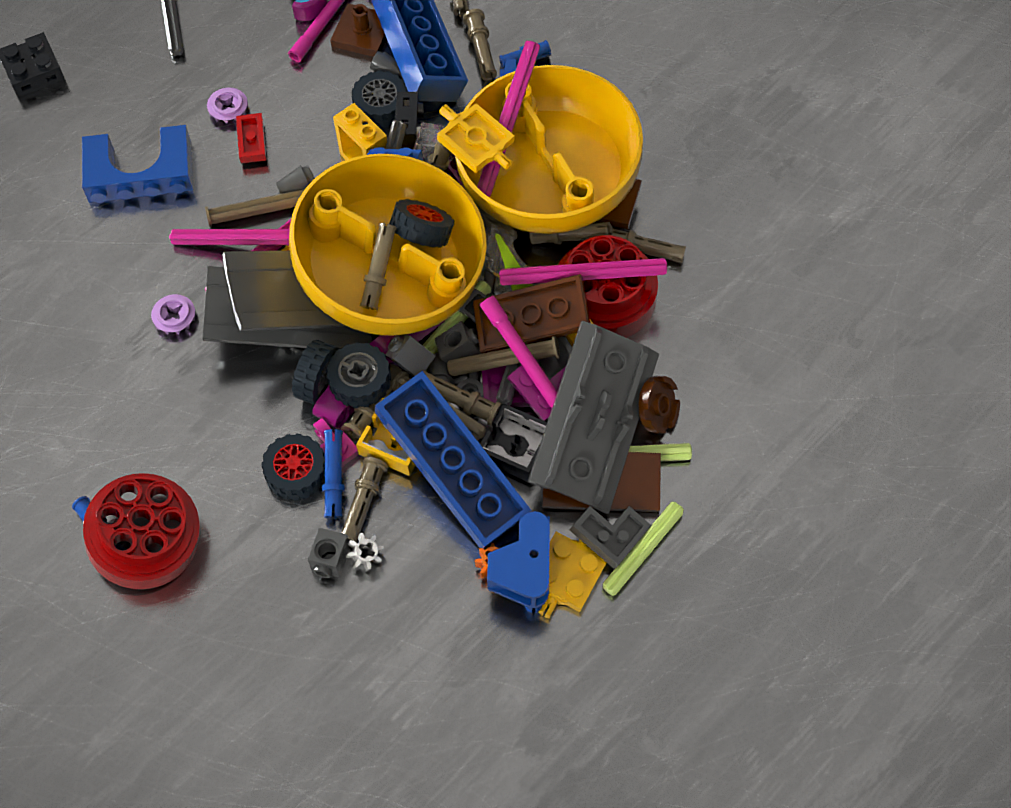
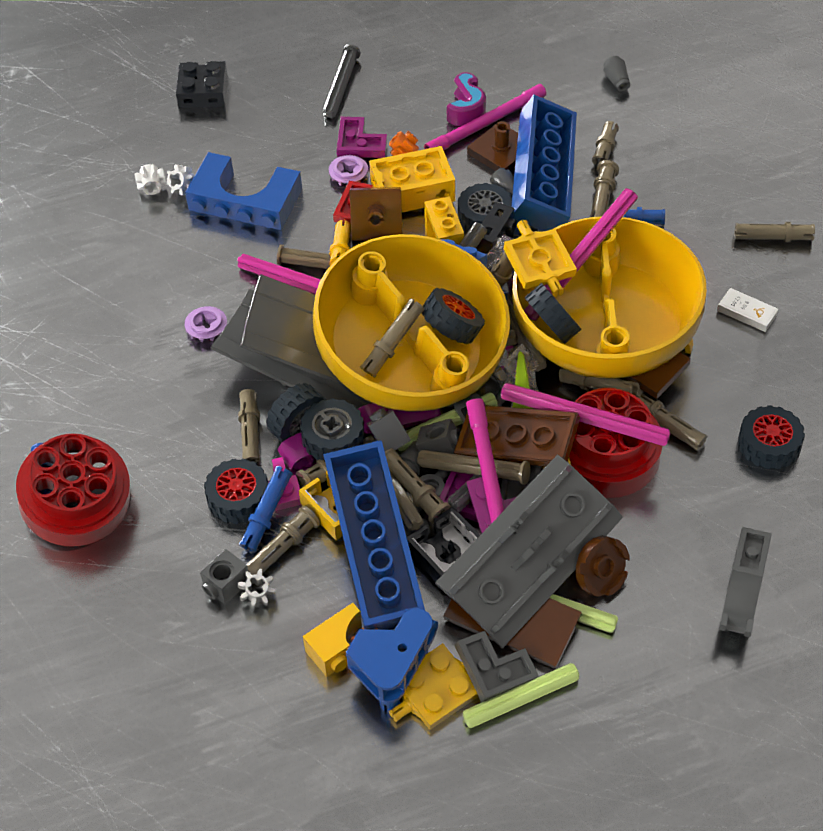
camera: 25 degrees right, 10 degrees down
(36, 185) = (150, 179): none -> white gear
(63, 179) = (179, 179): none -> white gear
(222, 74) = (354, 141): none -> magenta plate
(267, 191) = (341, 240): none -> yellow pin
(267, 391) = (249, 419): none -> dark tan pin
(270, 61) = (403, 143): none -> orange gear
(282, 142) = (375, 212): none -> reddish brown tile
(298, 95) = (420, 174): none -> yellow piece
(457, 574) = (331, 639): none -> yellow arch
(510, 185) = (552, 313): none -> black wheel
(661, 23) = (775, 231): none -> dark tan pin
(663, 112) = (747, 309): none -> white tile
(742, 214) = (772, 423): none -> black wheel
(780, 368) = (745, 581): none -> dark grey piece

